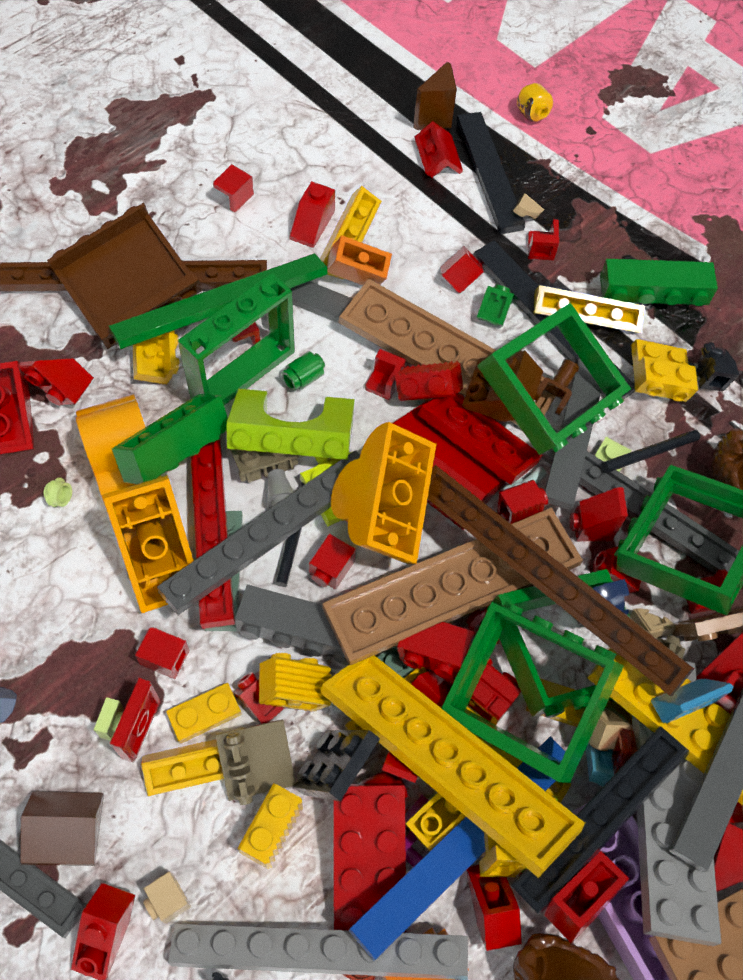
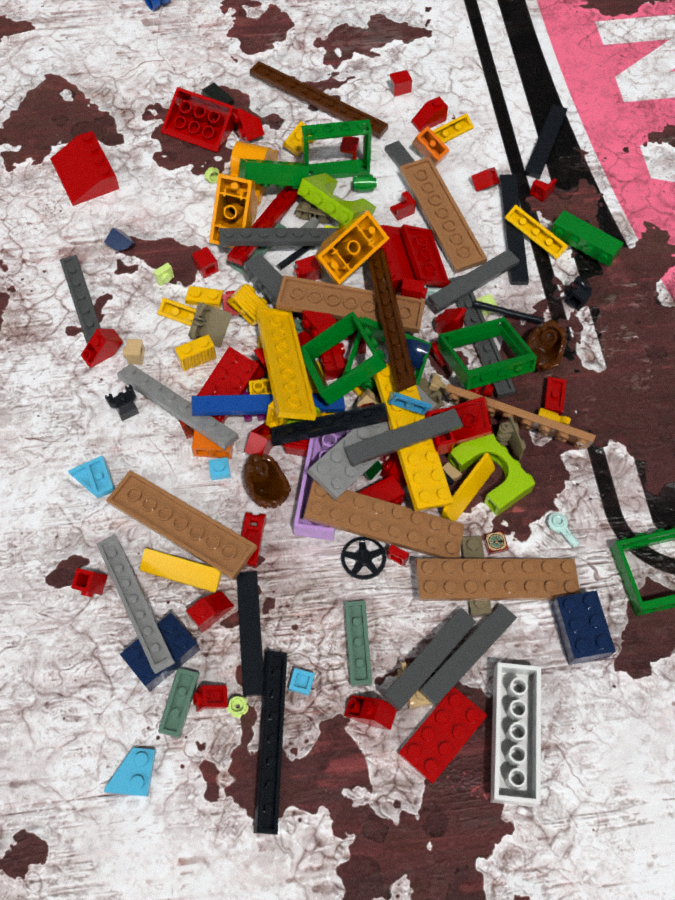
camera: 40 degrees right, 0 degrees up
(61, 828) = (113, 301): reddish brown slope -> none
(123, 272) = (313, 95): reddish brown panel -> none
(135, 720) = (172, 277): red plate -> none
(208, 303) = (378, 133): green tile -> none
(335, 763) = (238, 339): black plate -> none
(429, 381) = (418, 217): red brick -> none
(436, 99) = (542, 88): reddish brown slope -> none
(437, 150) = (526, 116): red panel -> none
(485, 401) = (453, 238): reddish brown slope -> none
(495, 305) = (488, 204): green bracket -> none
(520, 402) = (475, 216): green window -> none
(527, 207) = (549, 167): tan tile -> none
(534, 102) = (600, 116): yellow head -> none
(559, 384) = (482, 254): reddish brown piece -> none
(585, 896) = (298, 451): red slope -> none
(663, 371) = (549, 280): yellow plate -> none

